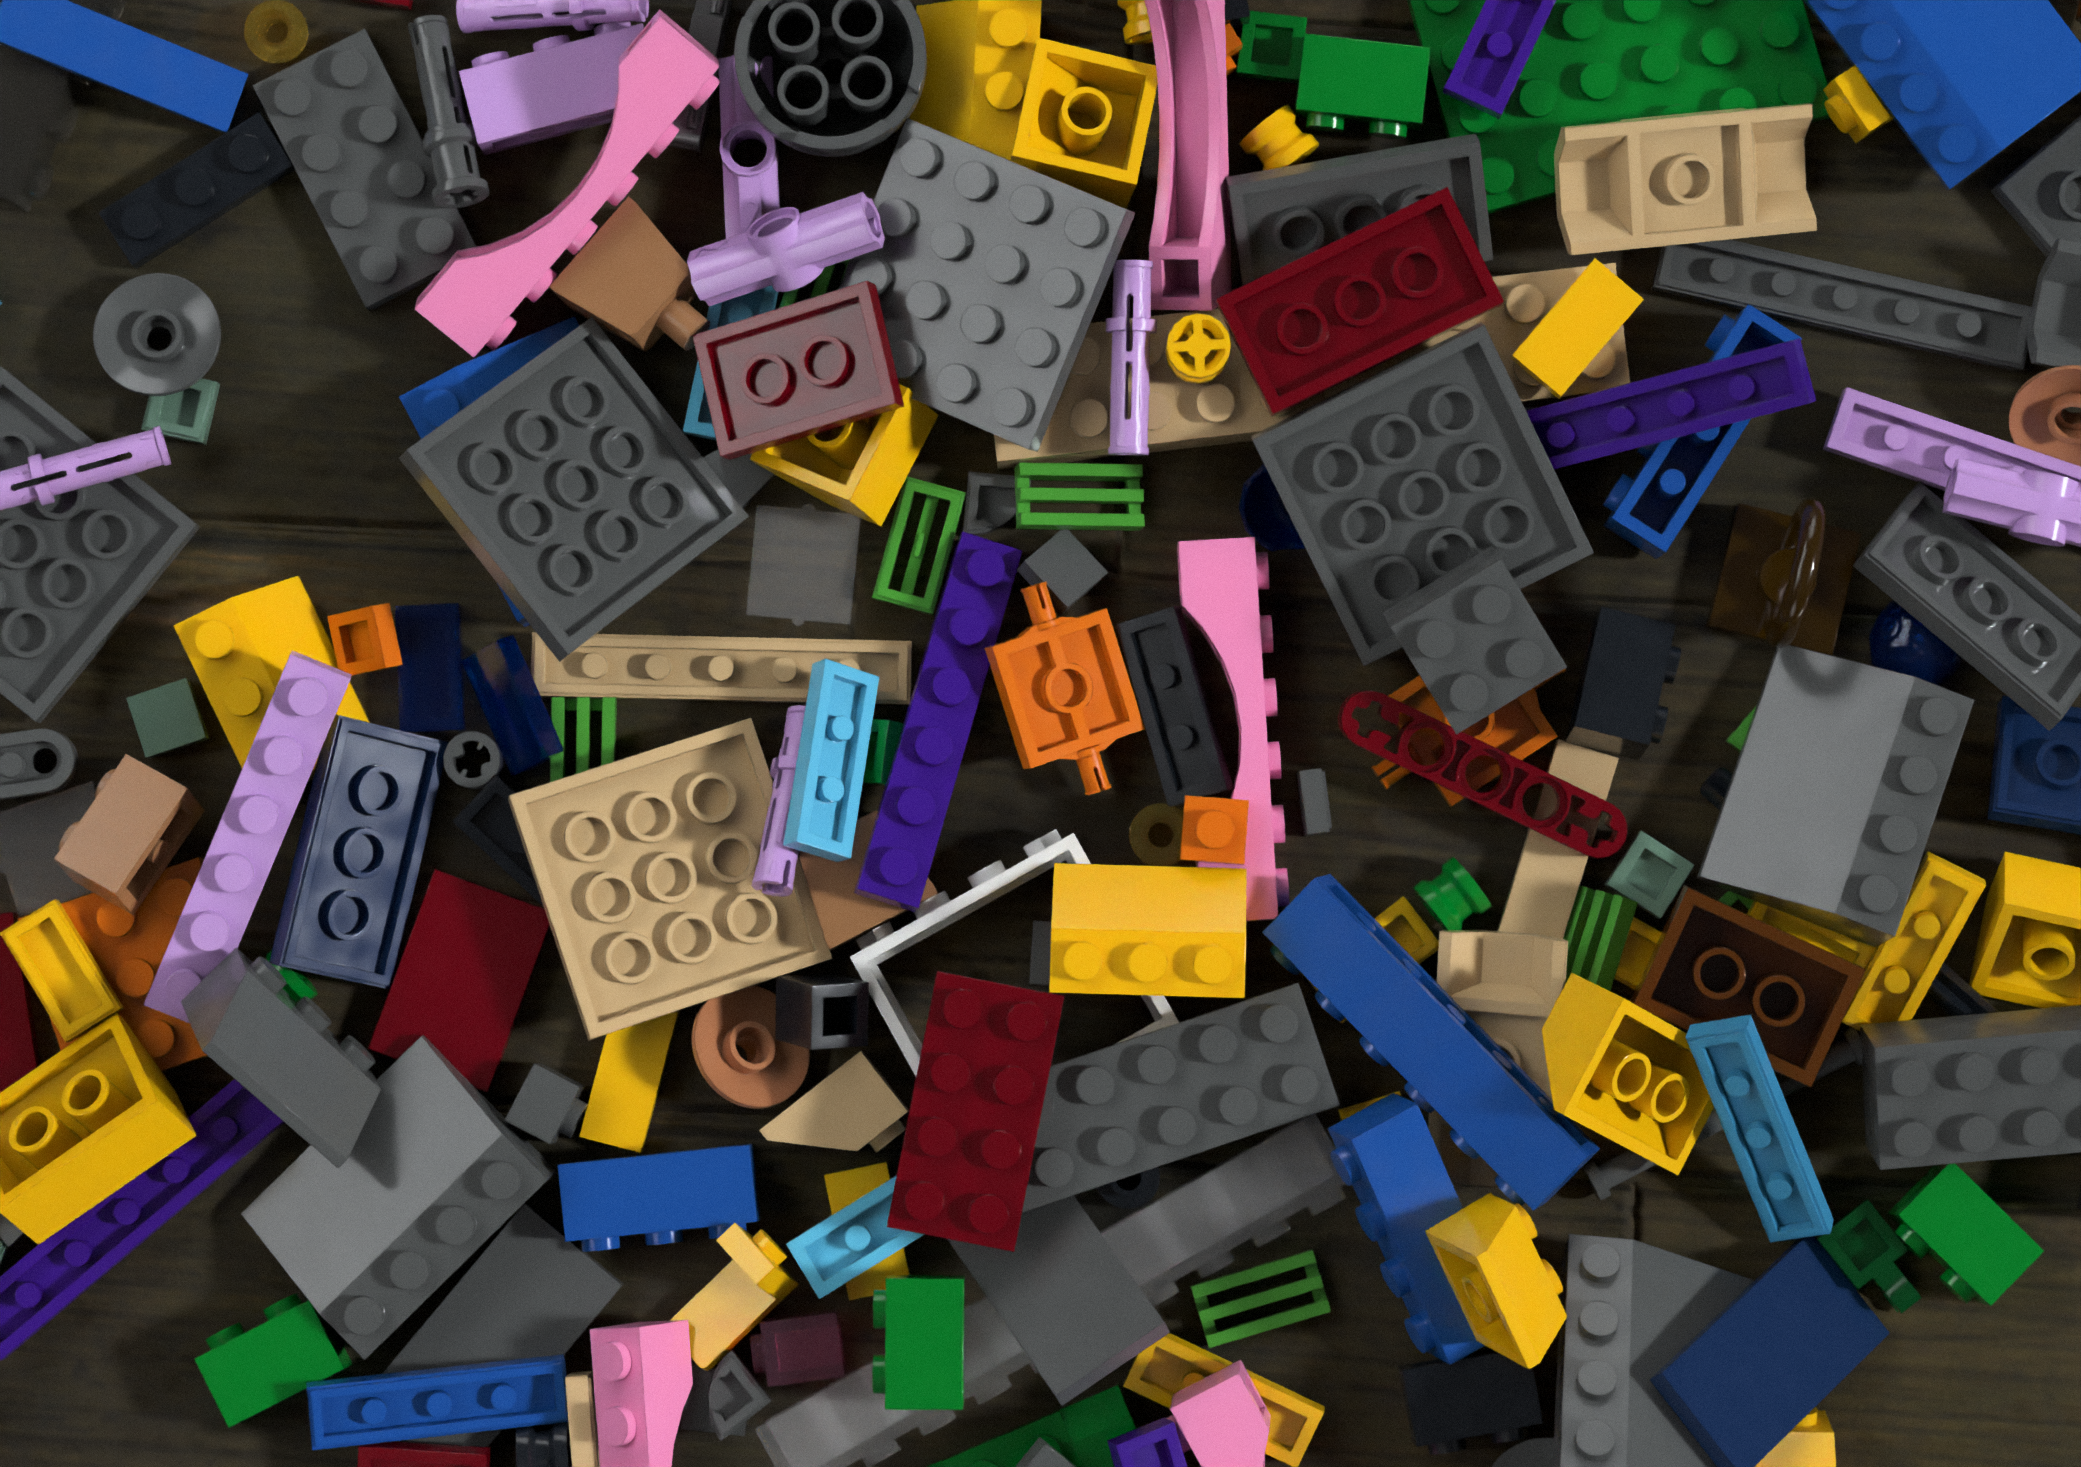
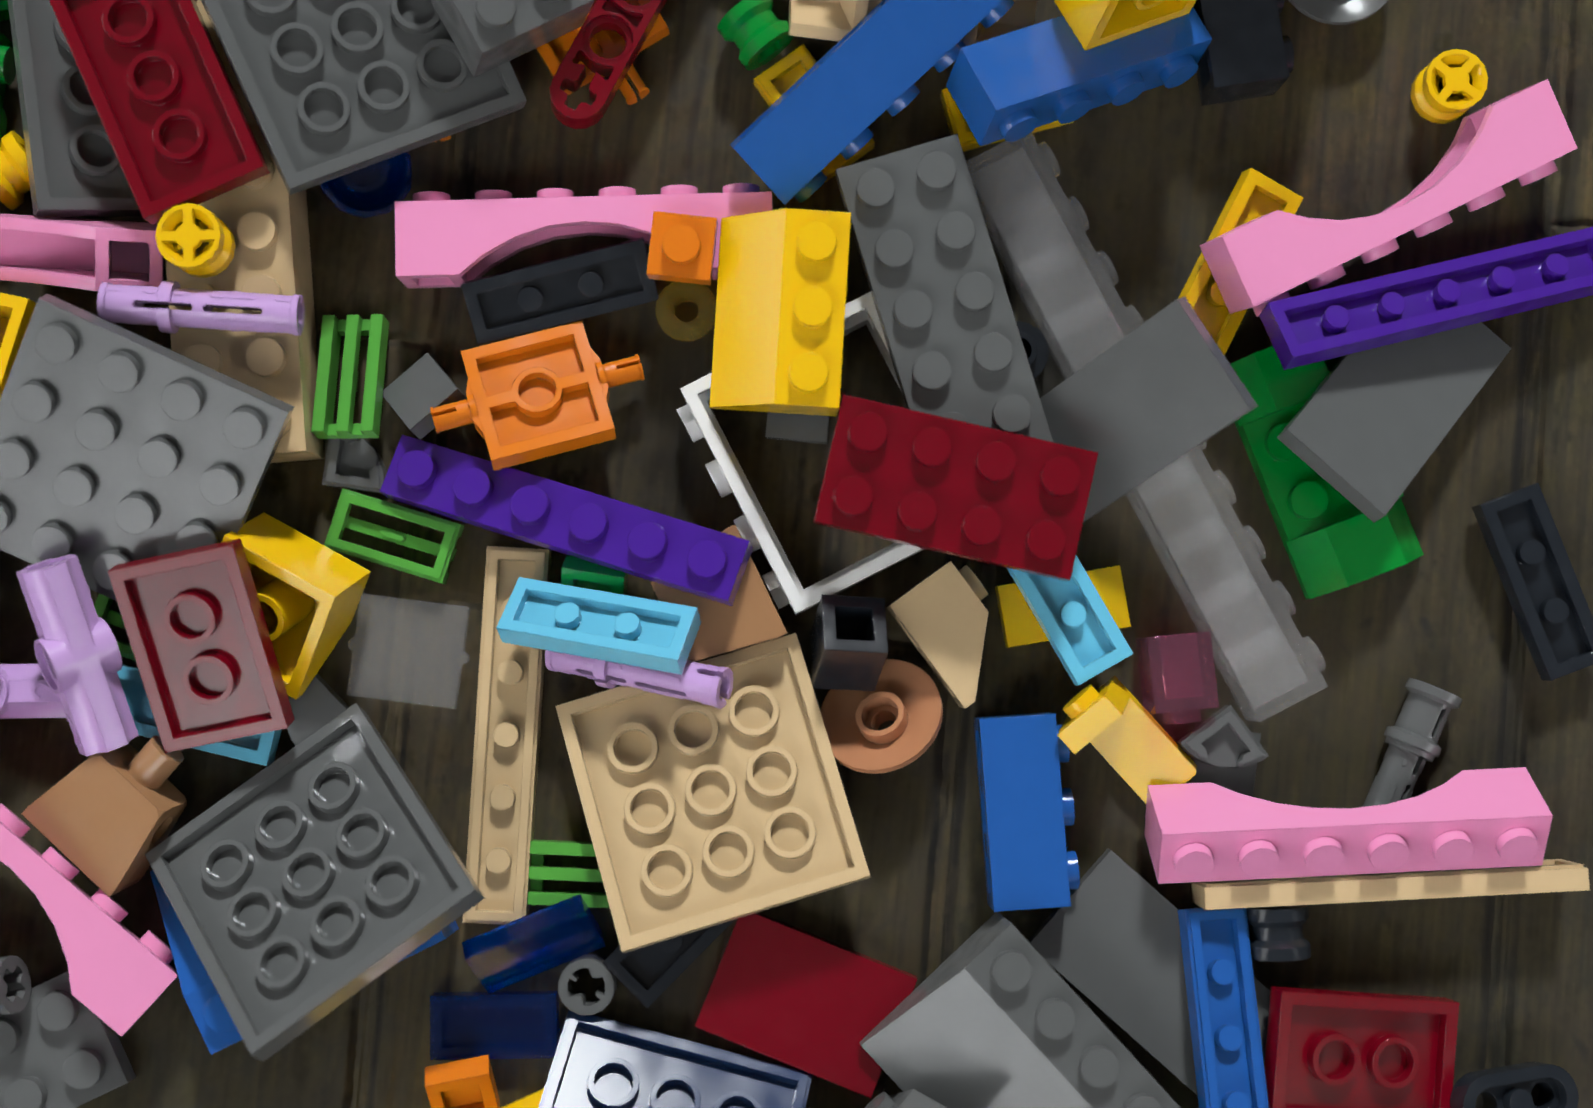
camera: 90 degrees left, 0 degrees up
(548, 1104) = (932, 919): dark grey plate -> none
(628, 1083) = (913, 838): yellow tile -> none
(922, 1342) = (1183, 549): green brick -> none
(1311, 1283) = (1124, 181): bright green tile -> none
(1314, 802) = (659, 159): dark grey tile -> none

